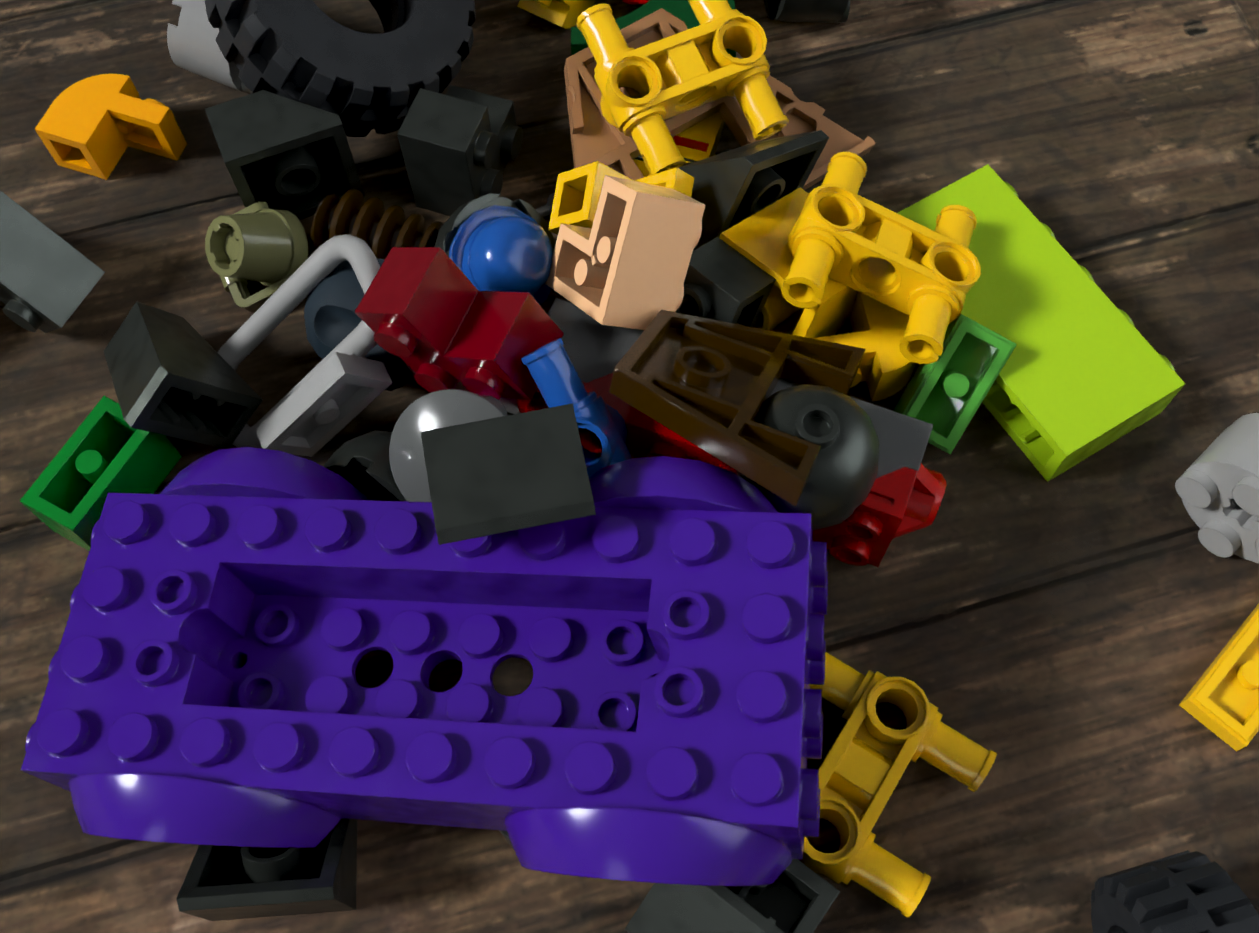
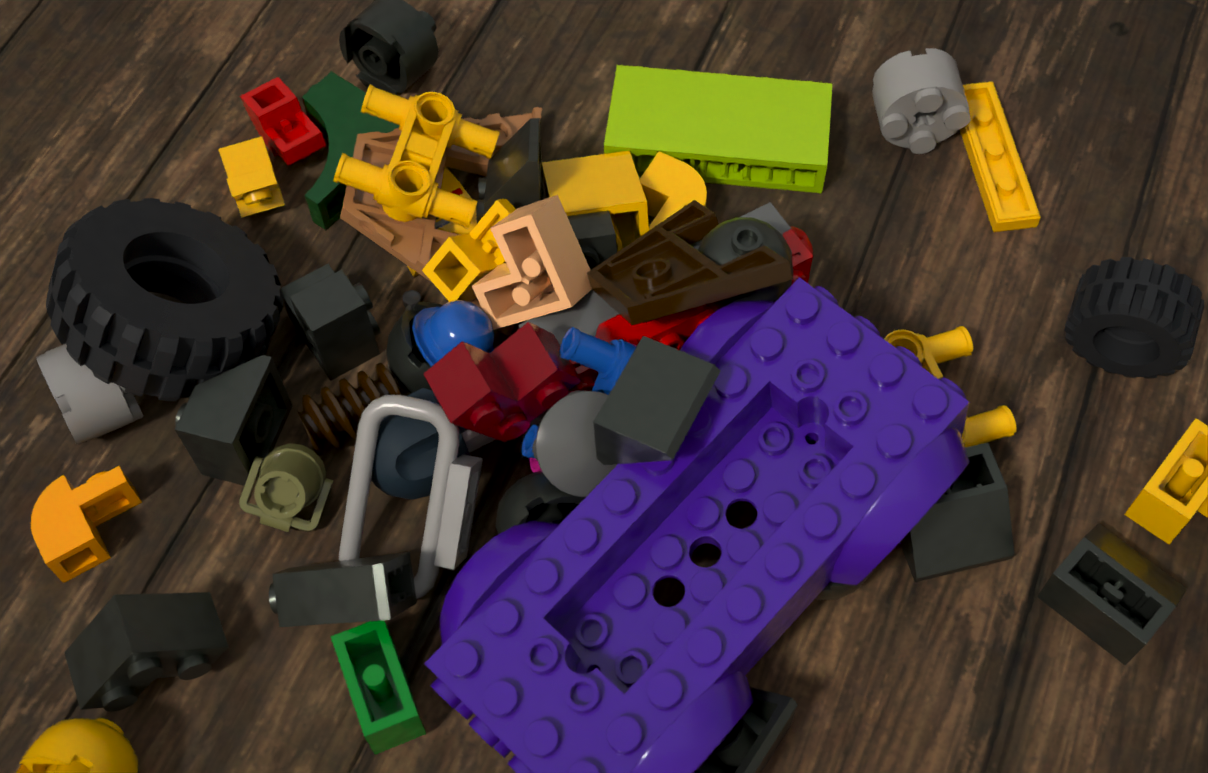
camera: 50 degrees left, 5 degrees down
(882, 257) = (640, 150): yellow piece -> none
(957, 383) = (730, 177): bright green slope -> none

